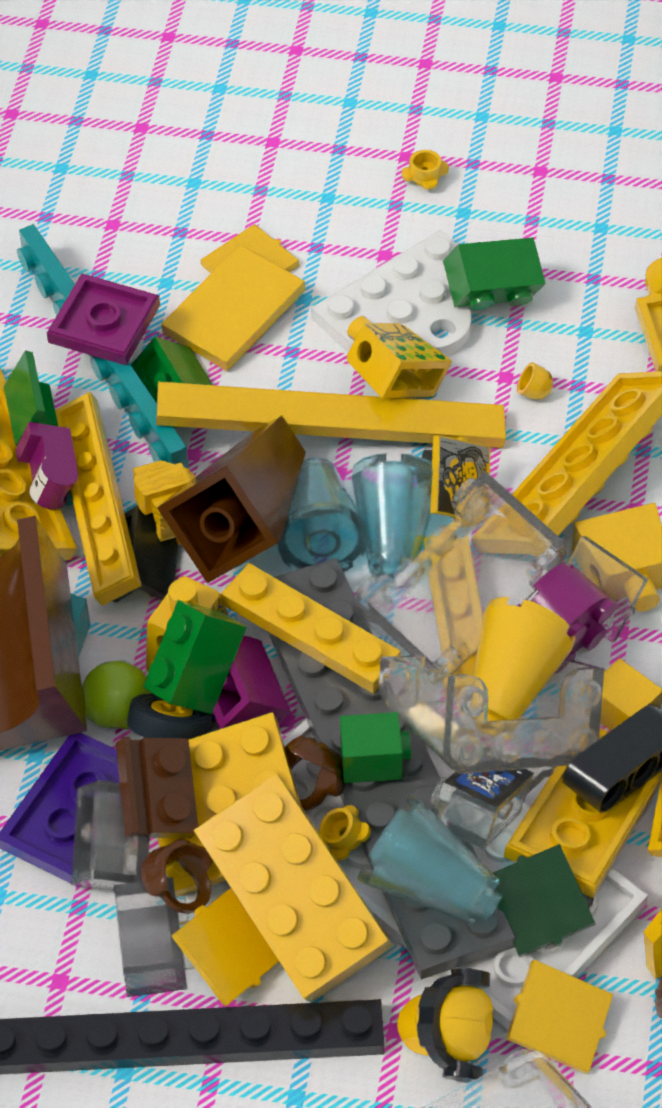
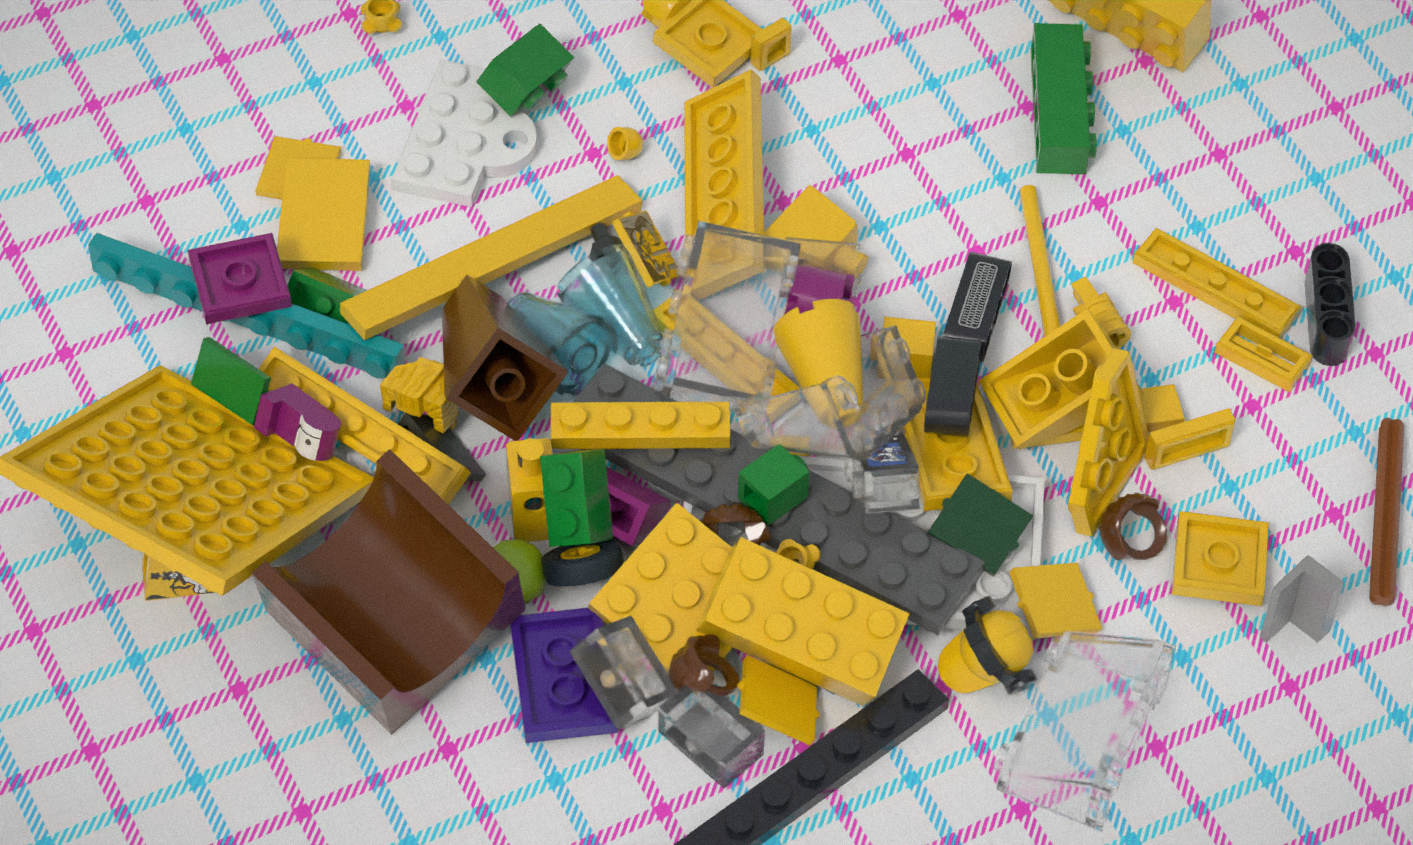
camera: 40 degrees left, 0 degrees up
(156, 787) = (638, 610): reddish brown plate -> none
(395, 359) = (505, 182): yellow torso -> none
(431, 866) = (895, 540): clear light blue cone -> none

